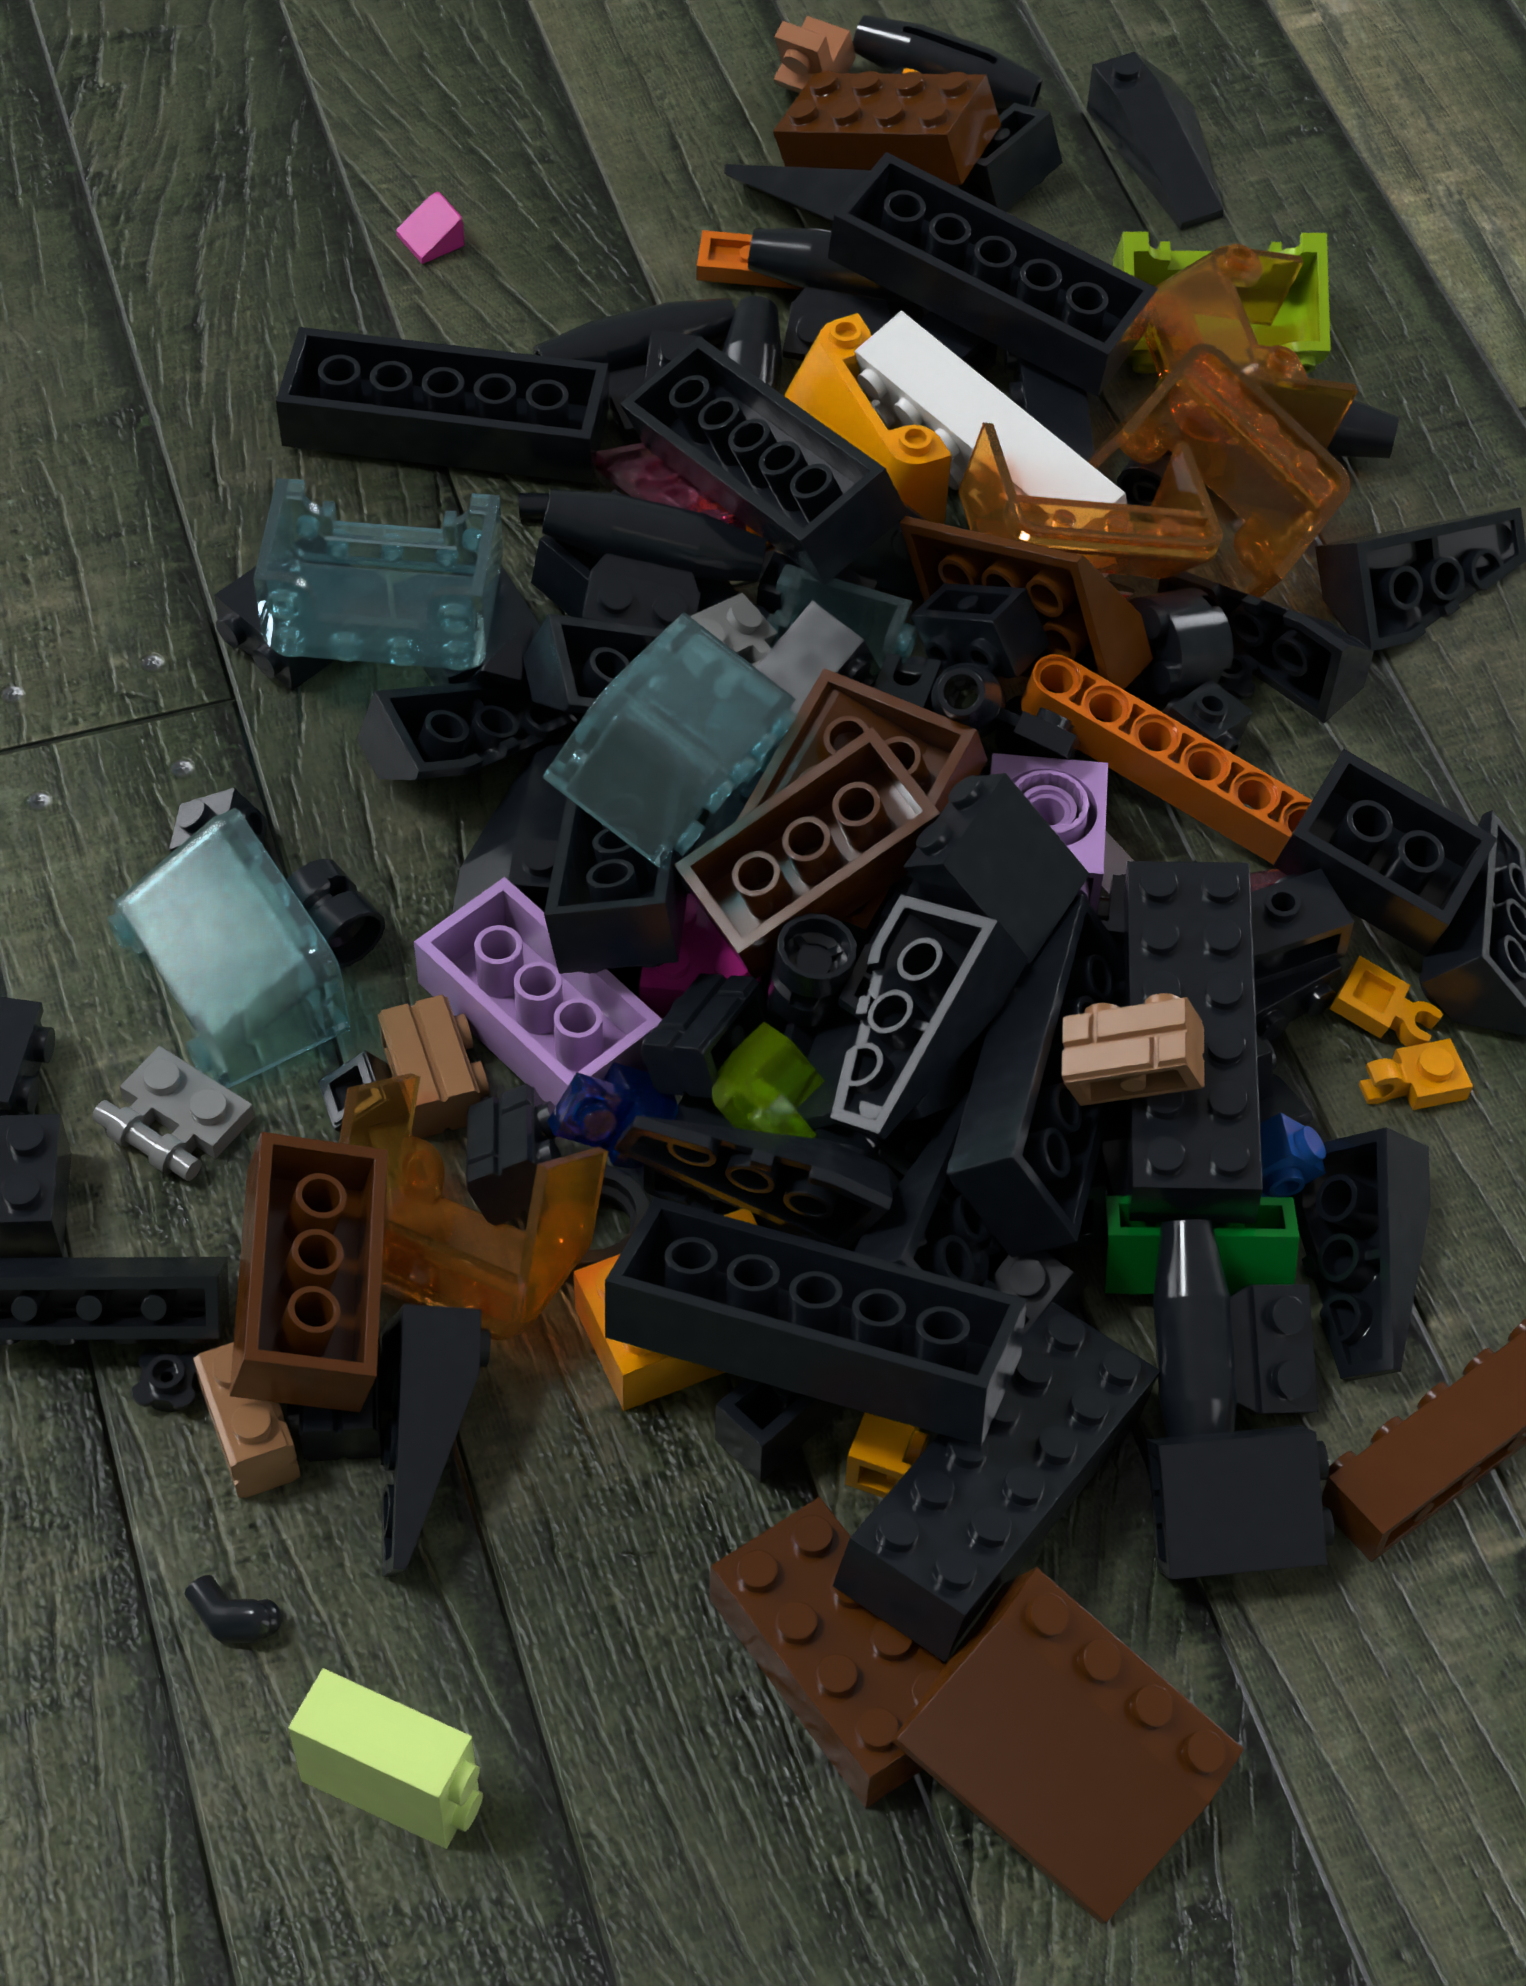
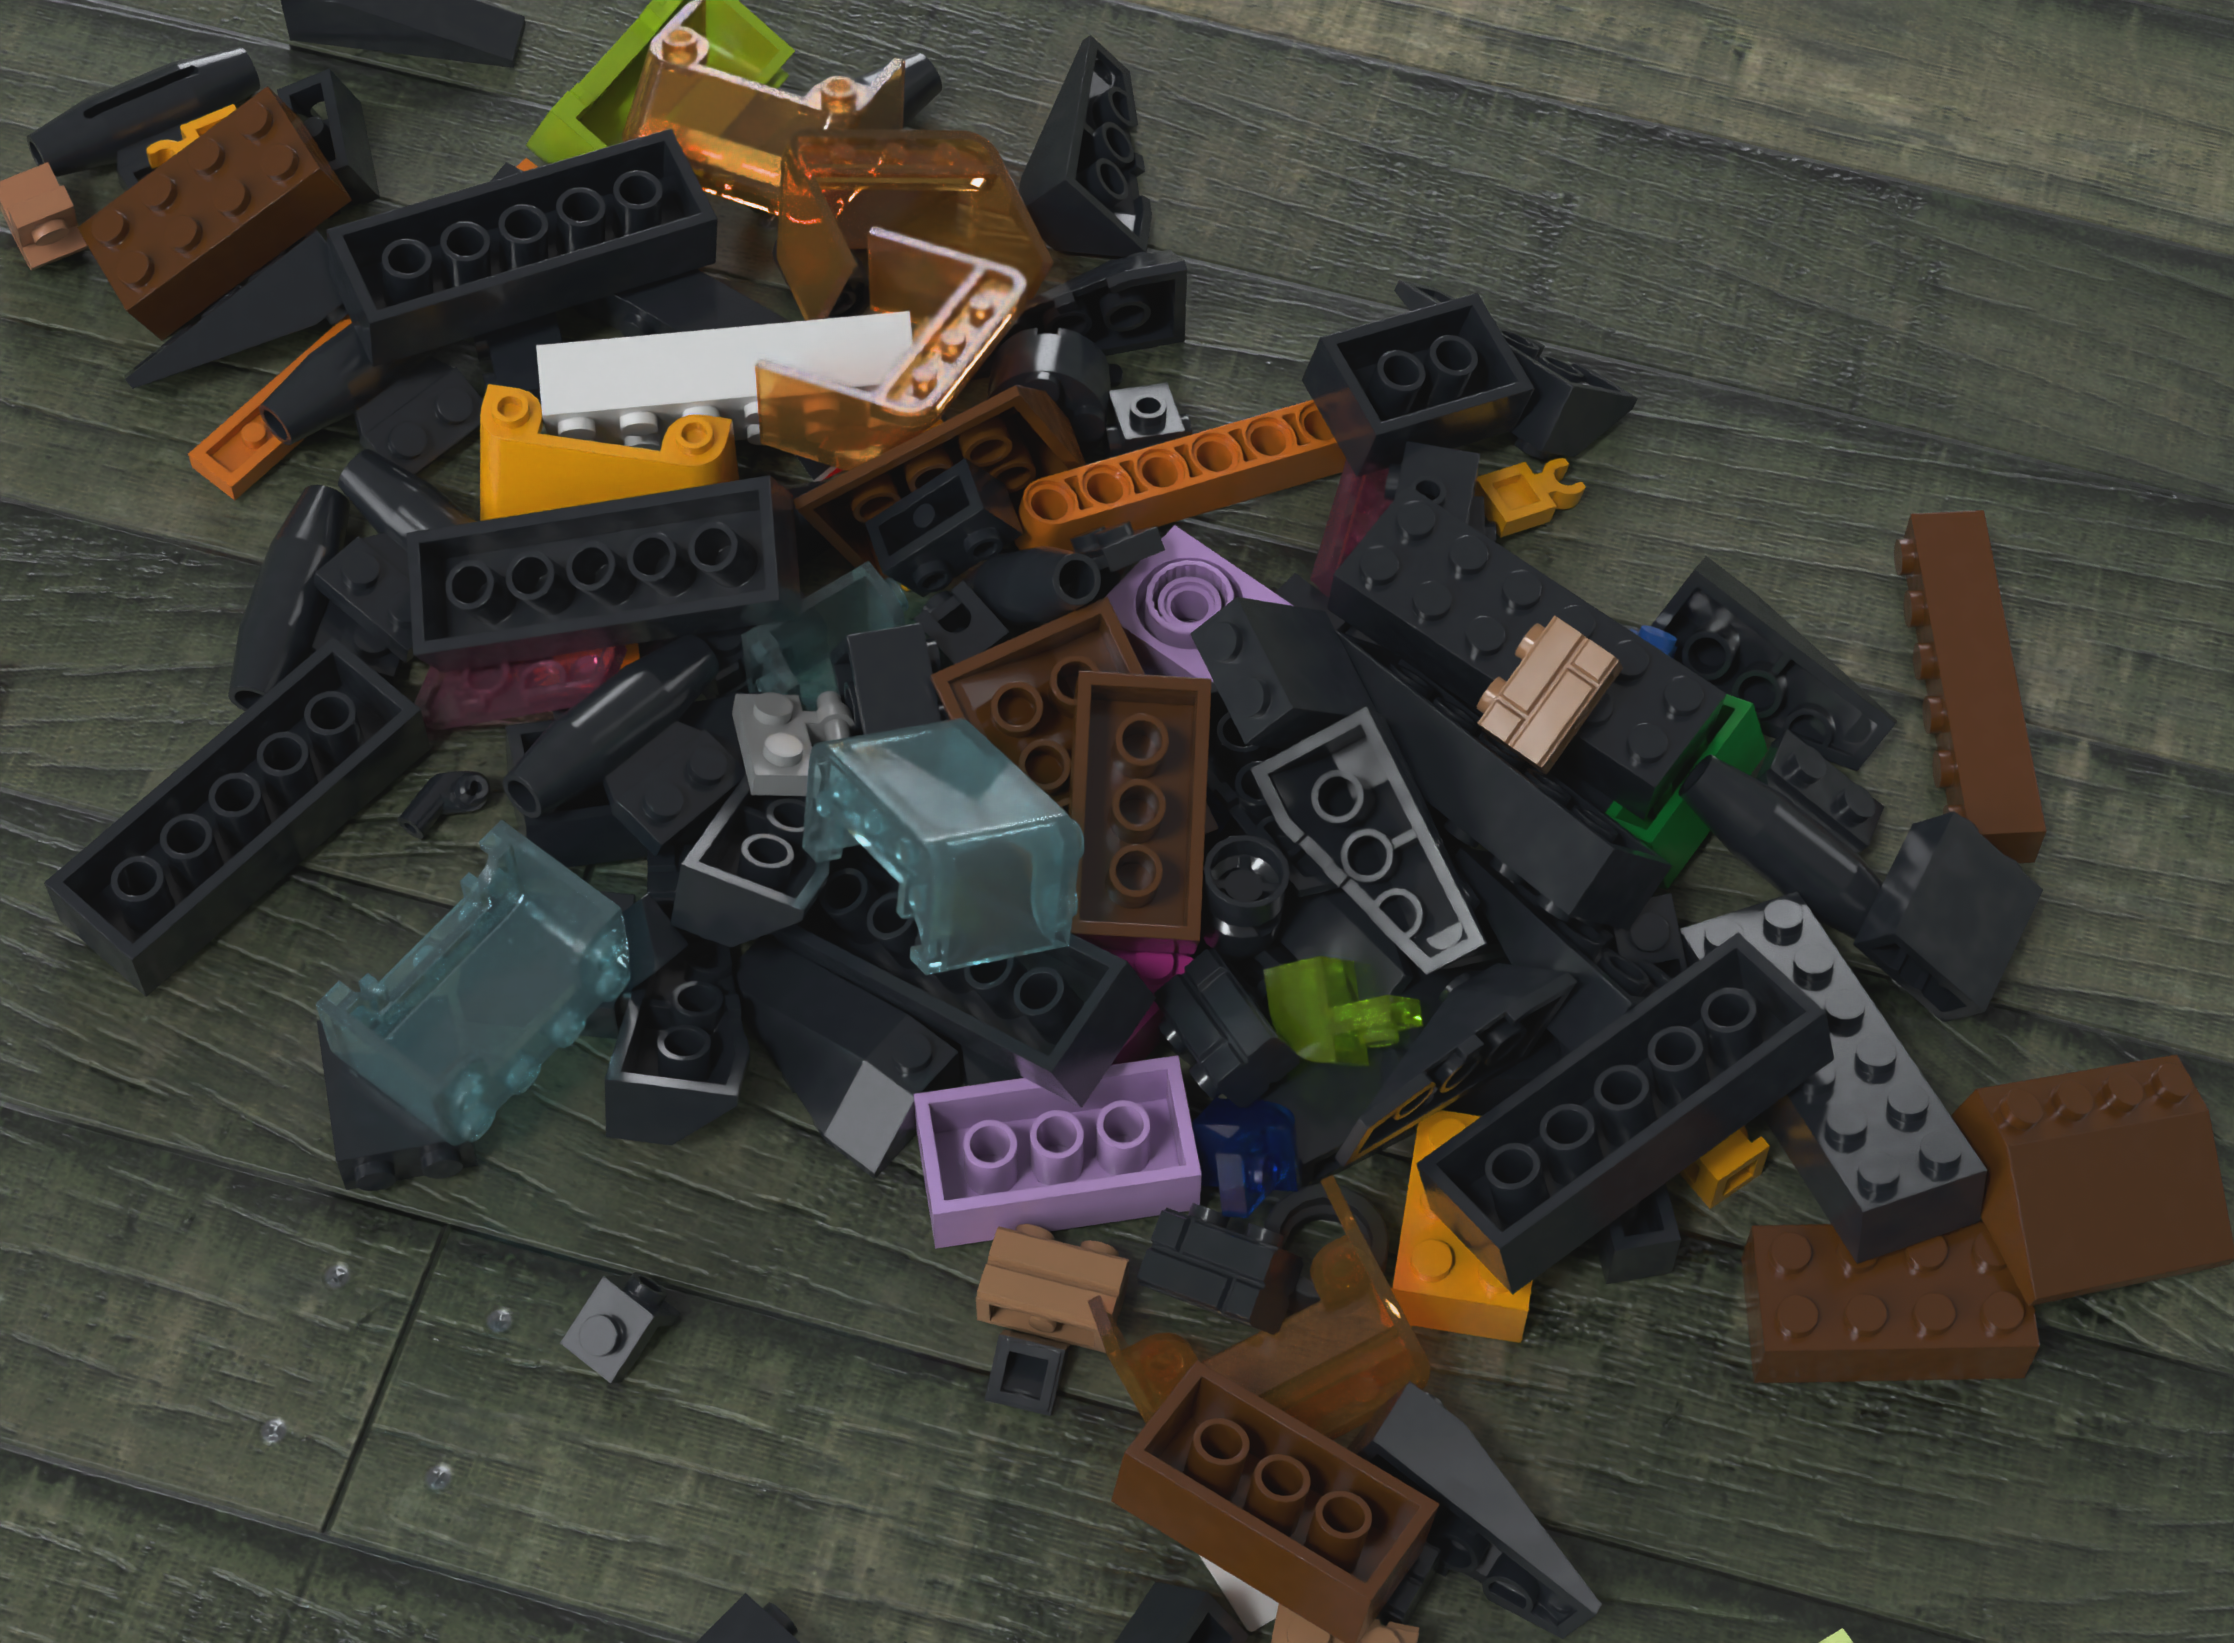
camera: 55 degrees left, 5 degrees up
(182, 1100) = (931, 1531): light grey plate -> none
(234, 952) = (796, 1381): clear light blue windscreen -> none
(338, 910) = (813, 1276): black wheel -> none
(1423, 1073) = (1611, 514): light orange plate -> none

